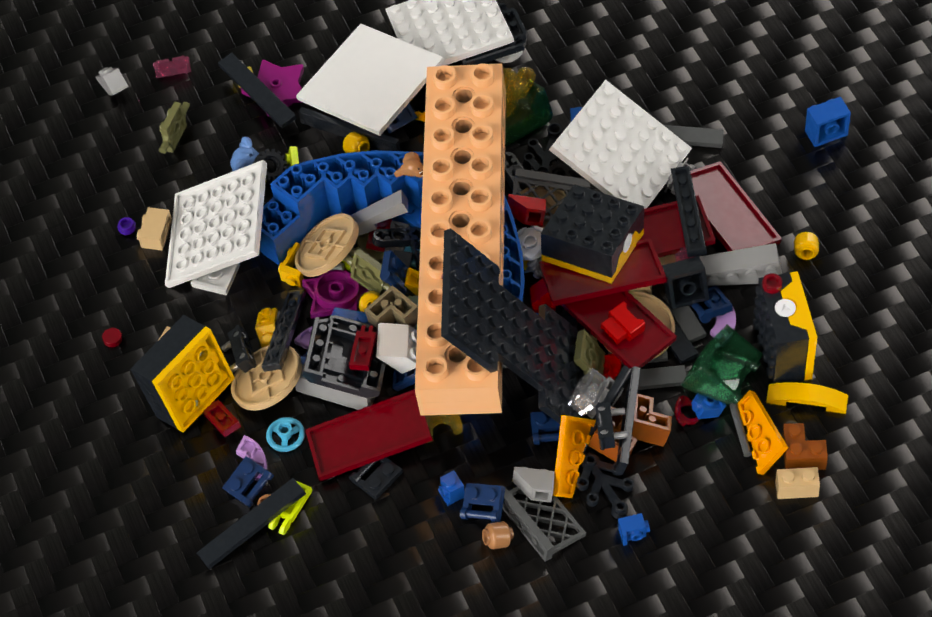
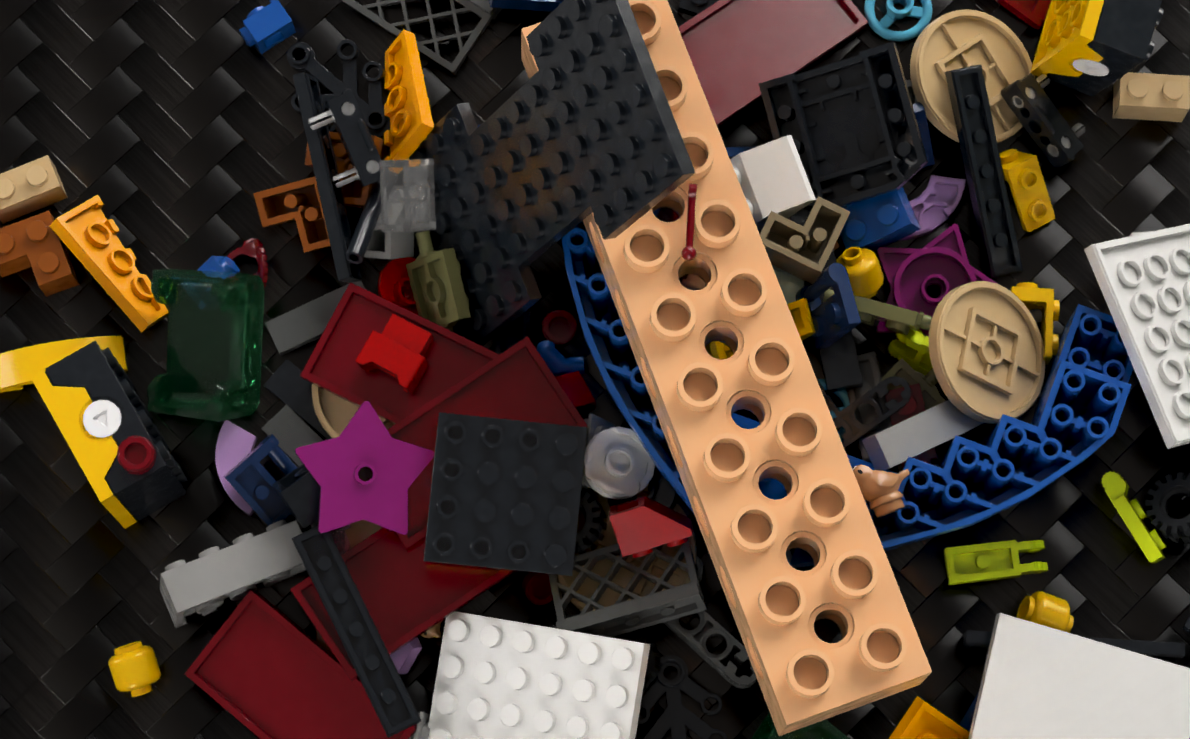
camera: 155 degrees right, 20 degrees up
(363, 349) = (819, 140): dark red hinge -> none
(535, 483) = (444, 39): light grey slope -> none
(659, 260) = (336, 469): none -> magenta plate
(740, 430) = (139, 249): dark grey bar -> none

